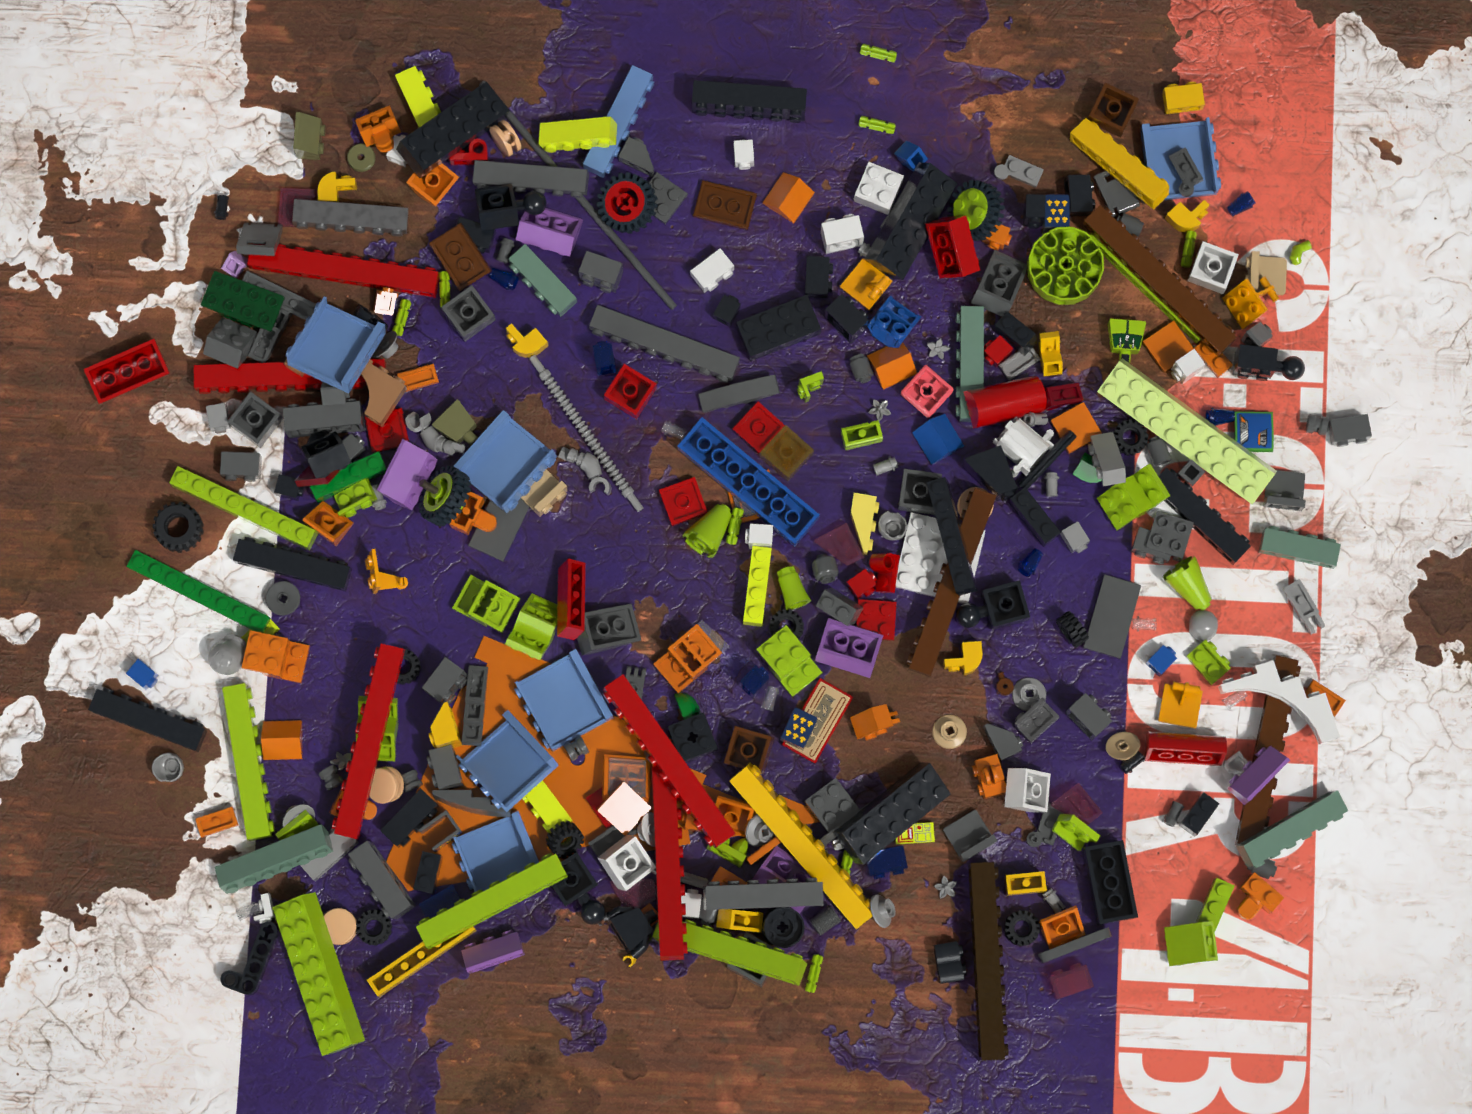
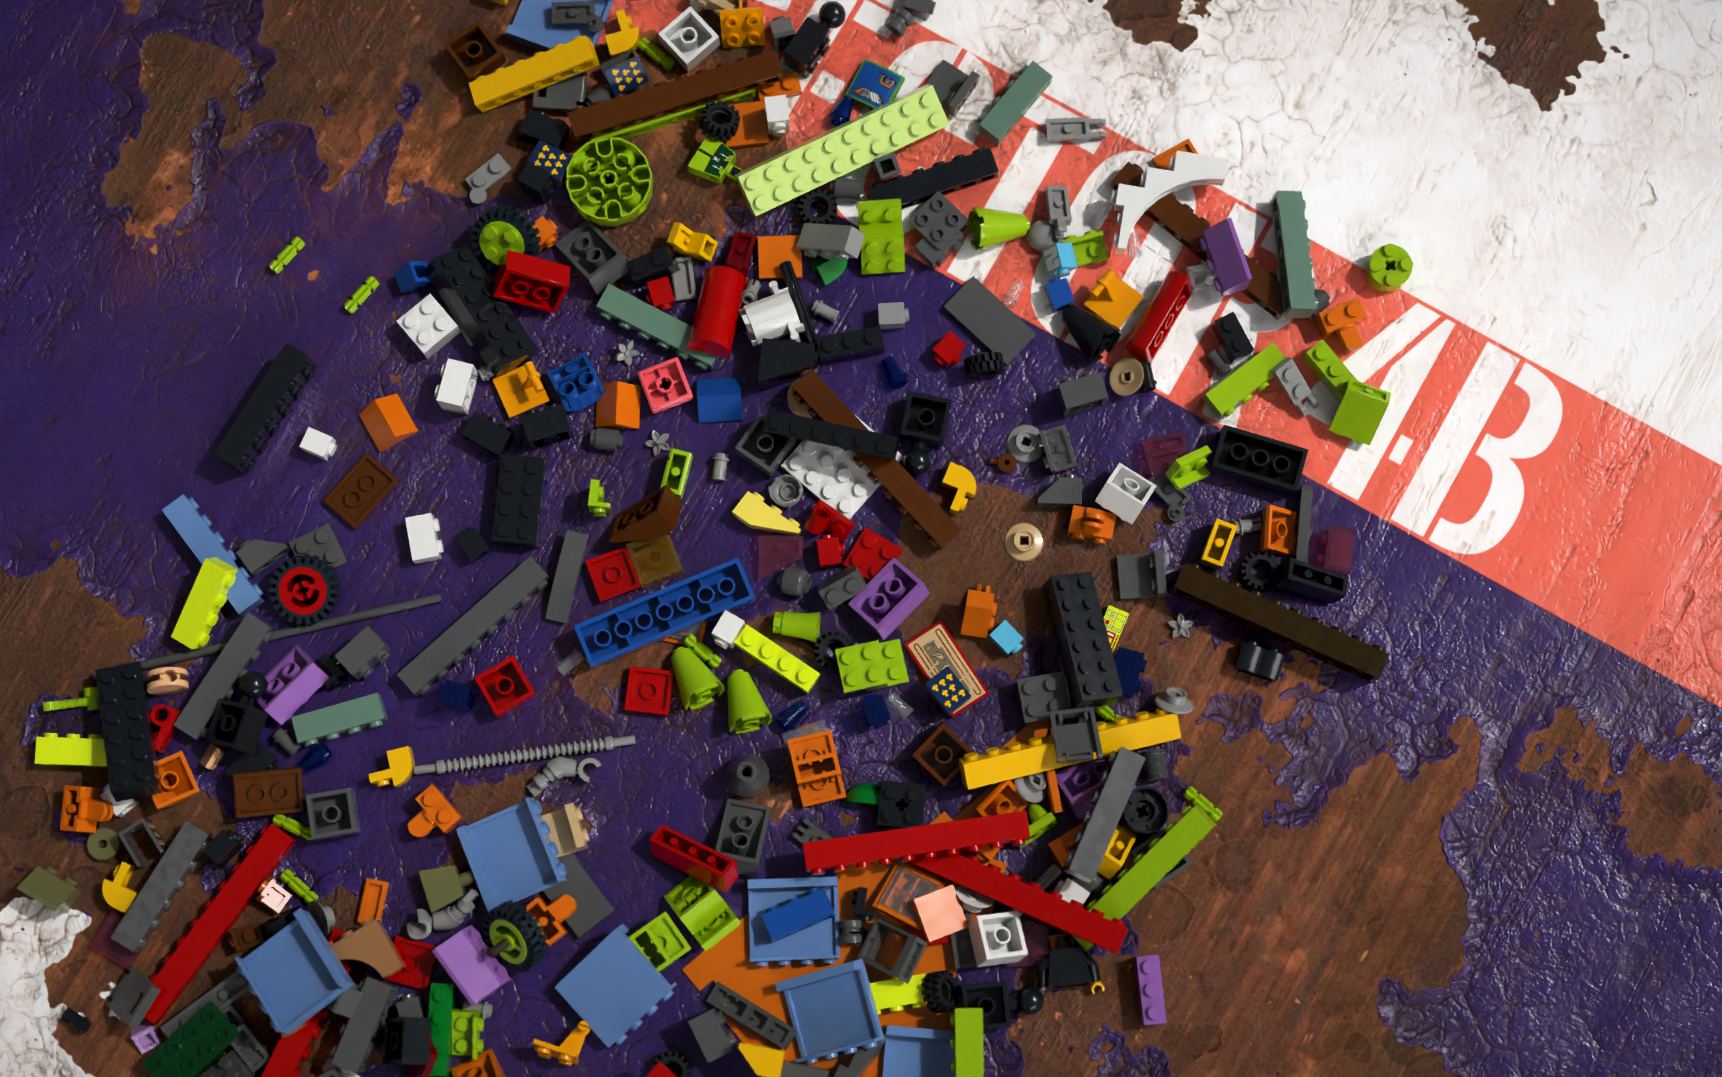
camera: 65 degrees left, 0 degrees up
(345, 298) = (247, 937): none -> reddish brown bracket
(375, 169) = (130, 846): none -> dark grey piece
(403, 246) = (224, 846): none -> black brick
(443, 590) = (614, 988): none -> medium blue panel
(462, 89) = (90, 700): none -> lime brick
(465, 202) = (212, 757): none -> light nougat slope
(508, 388) = (435, 811): none -> orange brick
(569, 701) = (798, 914): none -> blue brick
(576, 800) = (908, 957): none -> dark grey window
(578, 256) = (333, 666): none -> black bracket
(603, 743) = (859, 899): none -> black bracket
(647, 1001) = (1150, 990): none -> medium lavender brick
(656, 617) = (755, 782): none -> dark grey cone
(709, 579) = (745, 704): none -> lime cone
(719, 620) = (792, 715): none -> clear blue cone
(810, 846) = (1075, 740): none -> dark grey container
(815, 431) = (648, 517): none -> reddish brown slope
(865, 755) = (1006, 638): none -> medium azure brick
(1033, 971) = (1311, 580): none -> black brick
(1070, 596) = (948, 350): none -> red brick
(1143, 699) = (1090, 332): none -> black cone
(1149, 325) = (719, 130): none -> black tyre
(1158, 231) = (624, 72): none -> piece
(1170, 842) = (1243, 382): none -> lime brick
(1186, 881) = (1294, 385): none -> light grey hinge
(1189, 646) = (1060, 259): none -> medium azure brick
(1230, 624) = (1058, 209): none -> light grey plate
(1314, 919) = (1387, 256): none -> lime brick

